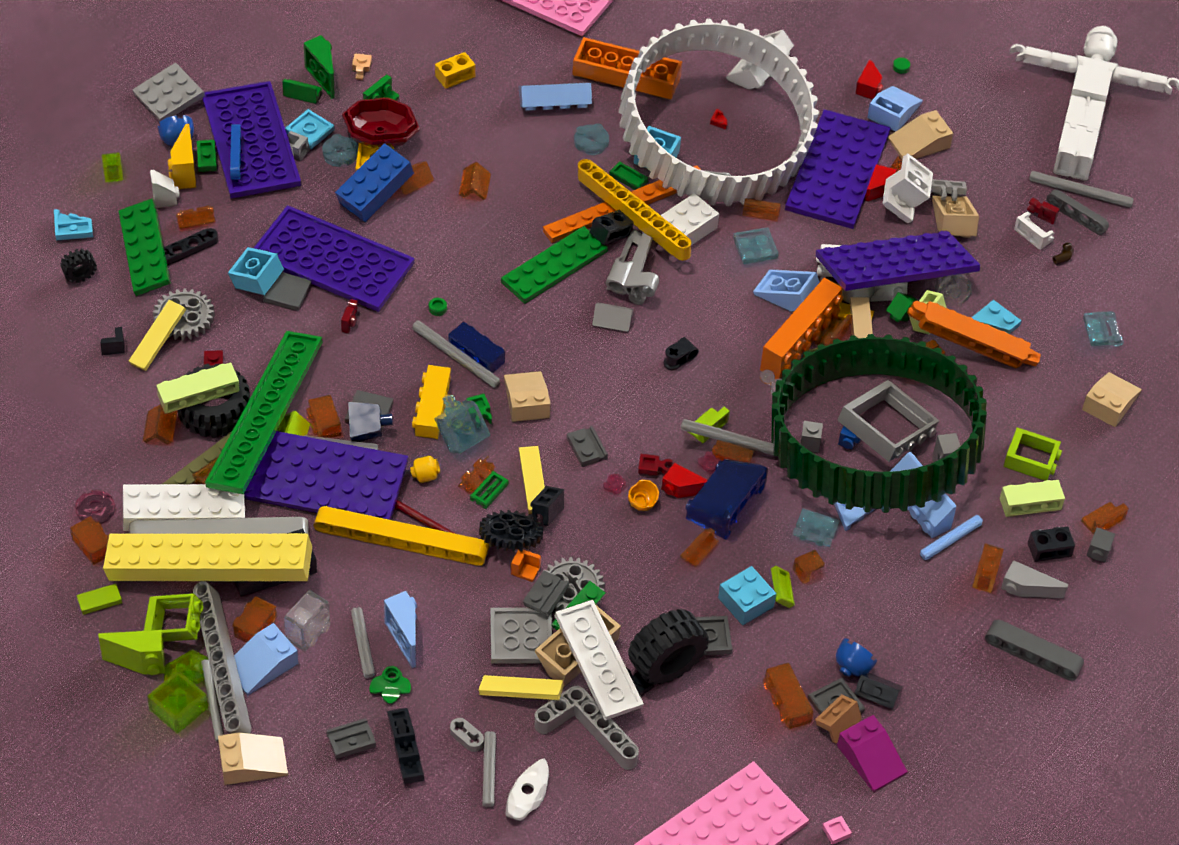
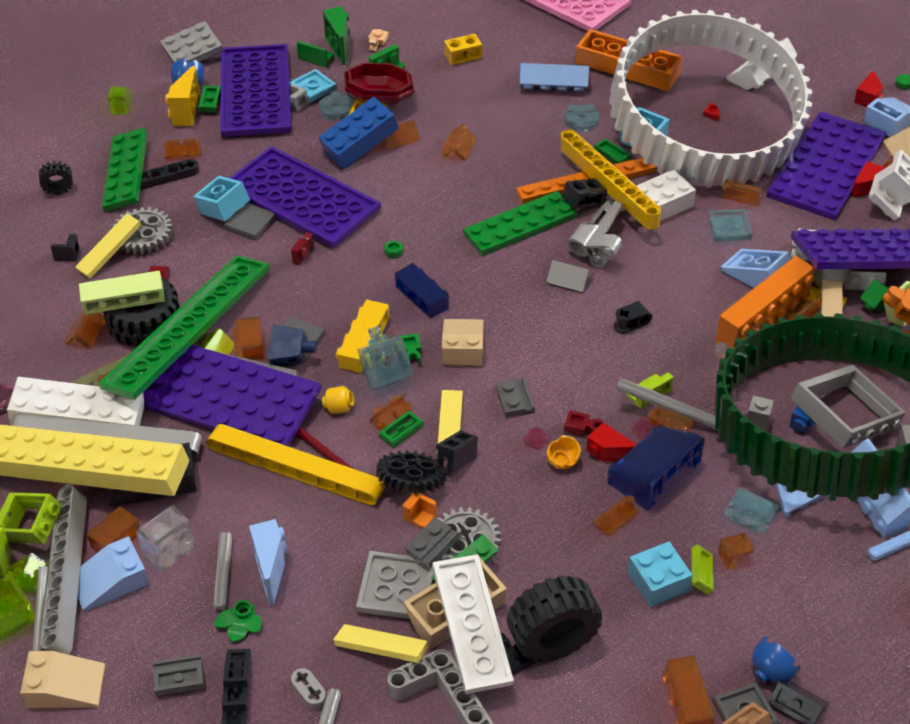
camera: 15 degrees right, 5 degrees down
(72, 226) = (64, 146): medium azure wing -> none
(163, 190) = (158, 122): white slope -> none
(235, 159) = (234, 96): blue beam -> none
(456, 354) = (399, 293): light grey axle -> none
(719, 634) = (616, 612): dark grey plate -> none

